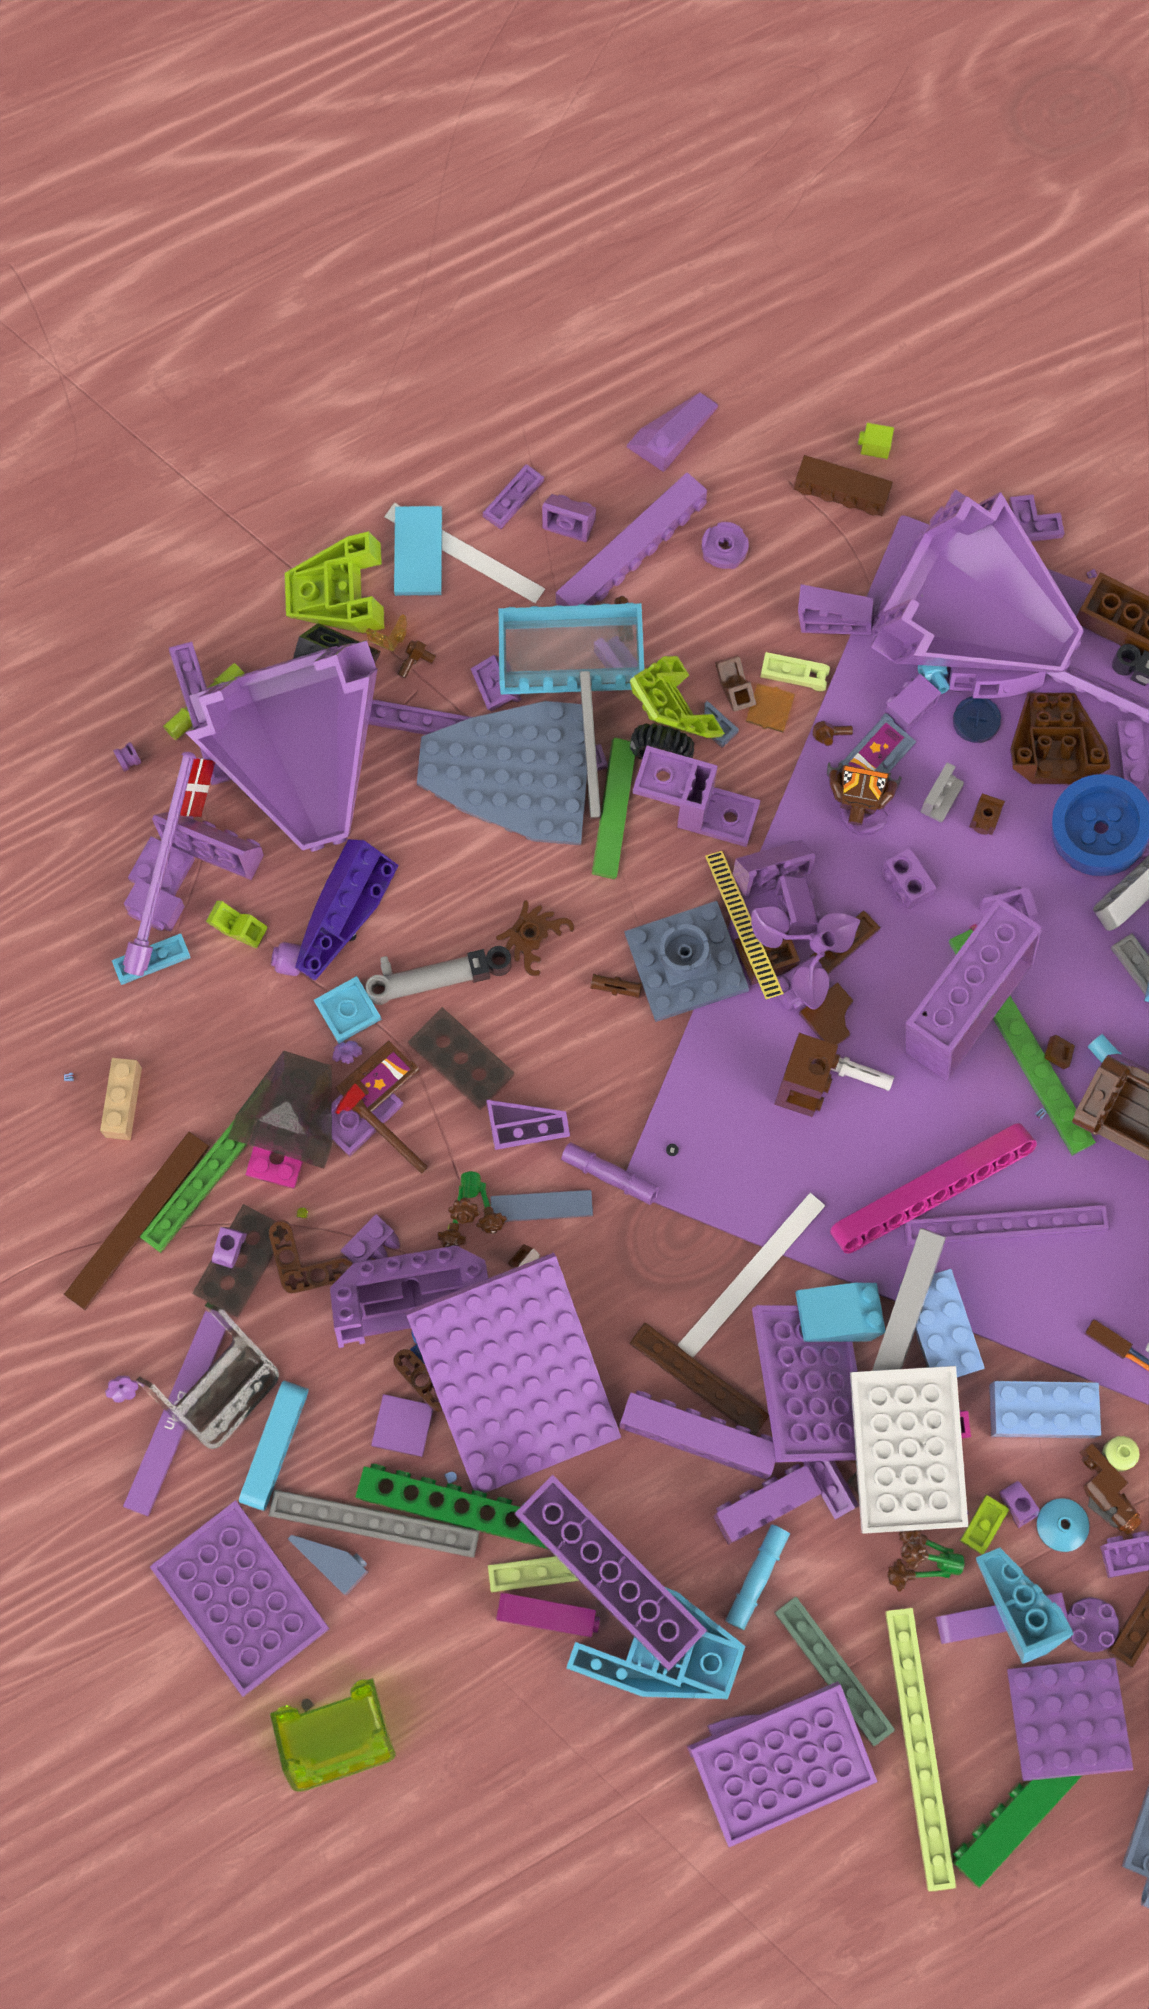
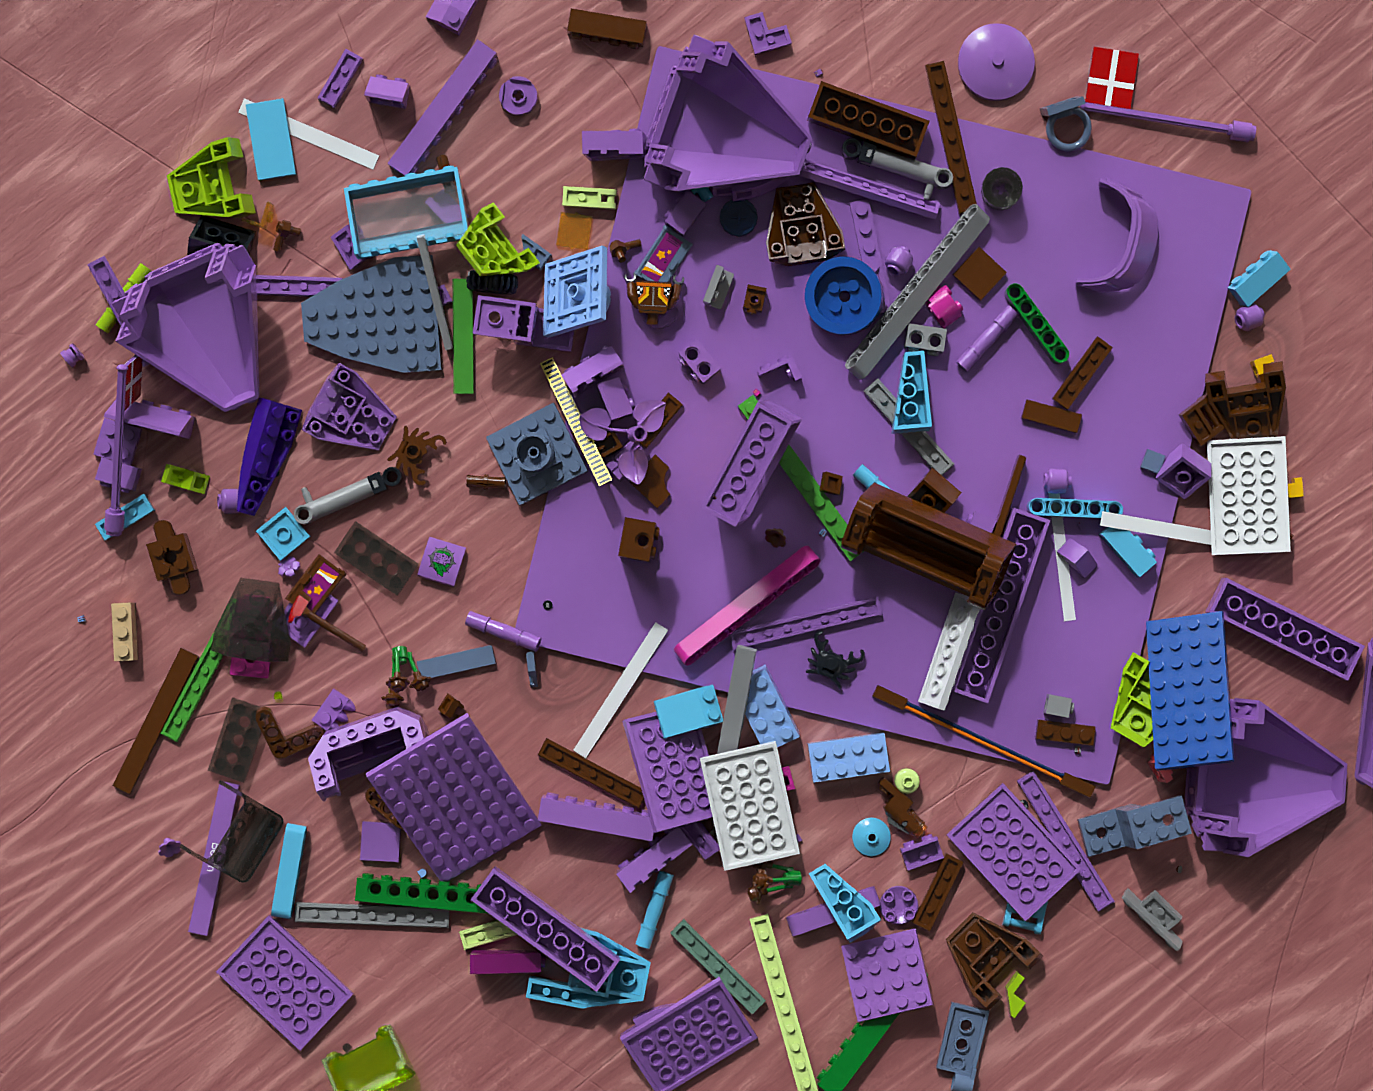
camera: 10 degrees left, 15 degrees up
(200, 1015) = (172, 557): none -> reddish brown brick
(228, 1246) = (227, 732): medium lavender leg -> none
(337, 1565) = (348, 948): sand blue slope -> none
(458, 873) = (348, 412): none -> medium lavender wedge
(524, 1124) = (433, 604): medium lavender wedge -> none
(543, 1075) = (441, 561): none -> medium lavender slope
(639, 1229) = (531, 665): none -> sand blue tile
(734, 684) = (543, 216): reddish brown slope -> none
(767, 768) = (576, 292): none -> light blue piece
(863, 1073) = (678, 522): white pin -> none
(980, 1108) = (775, 537): none -> reddish brown plant
(984, 1524) = (813, 846): lime plate -> none
(1019, 1504) = (837, 827): medium lavender leg -> none
(1034, 1281) = (831, 664): none -> black animal

